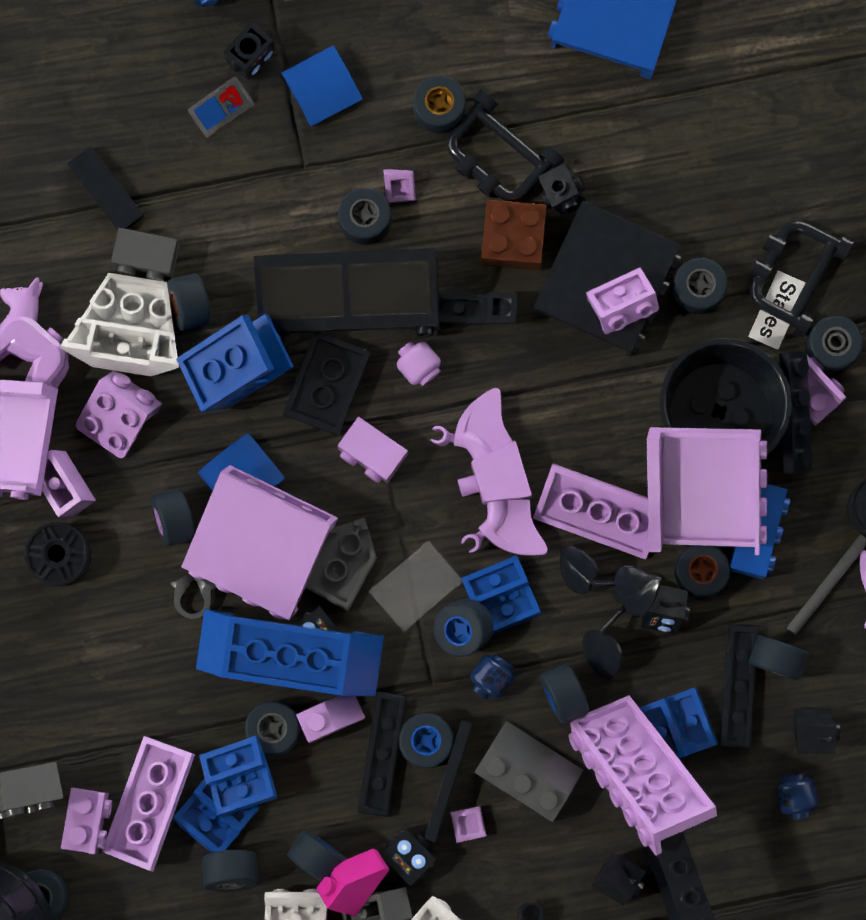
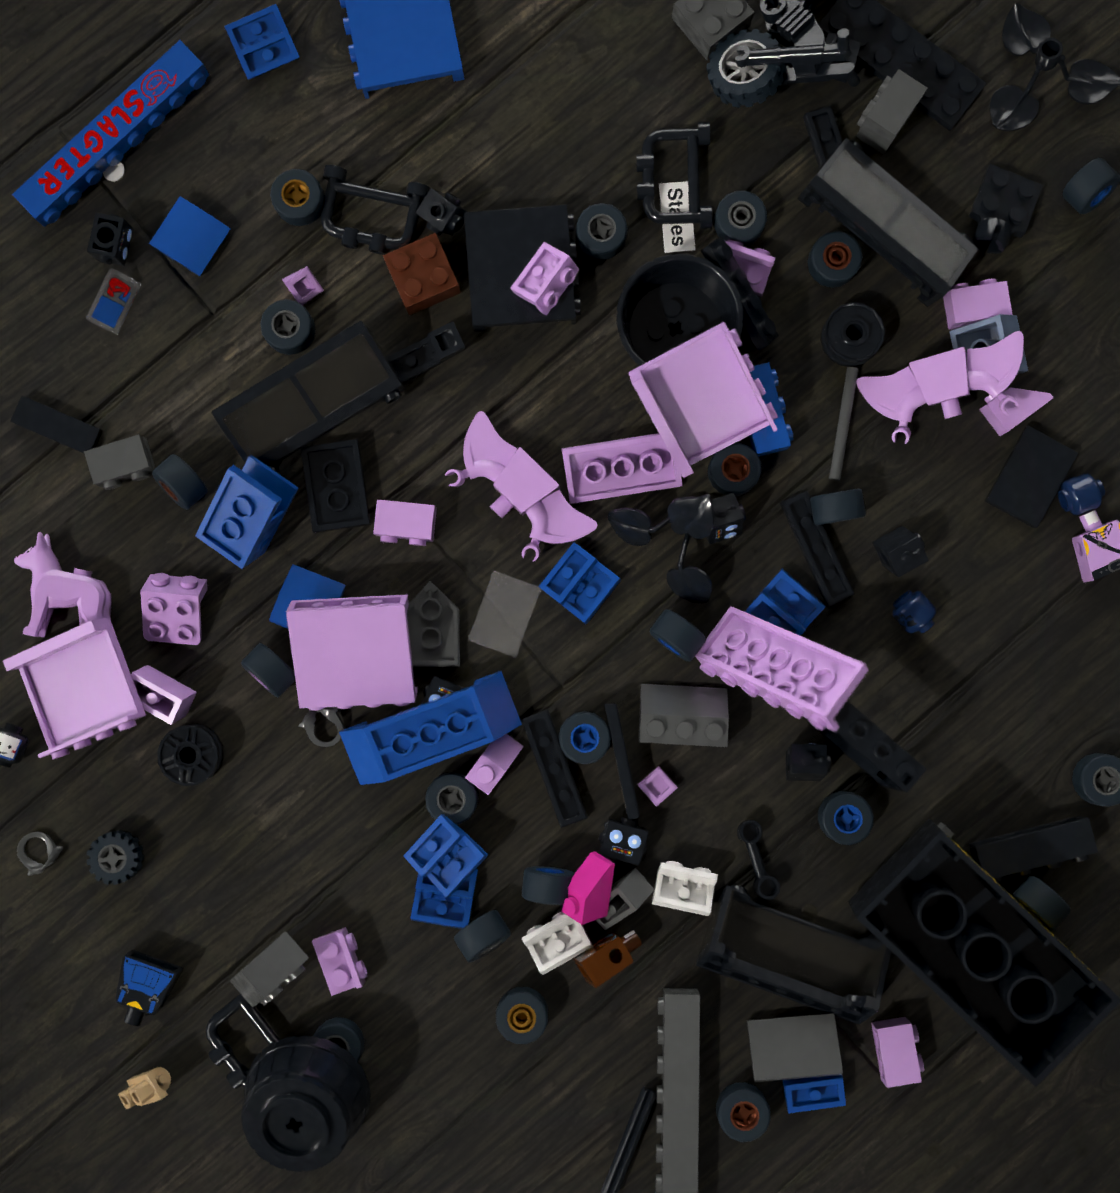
camera: 30 degrees left, 5 degrees up
(126, 328) = (139, 533): white wedge -> none
(148, 803) = (383, 918): lavender slope -> none
(418, 363) = (402, 426): lavender head -> none
(452, 627) = (557, 636): black wheel -> none
(492, 676) = (609, 654): dark blue head -> none

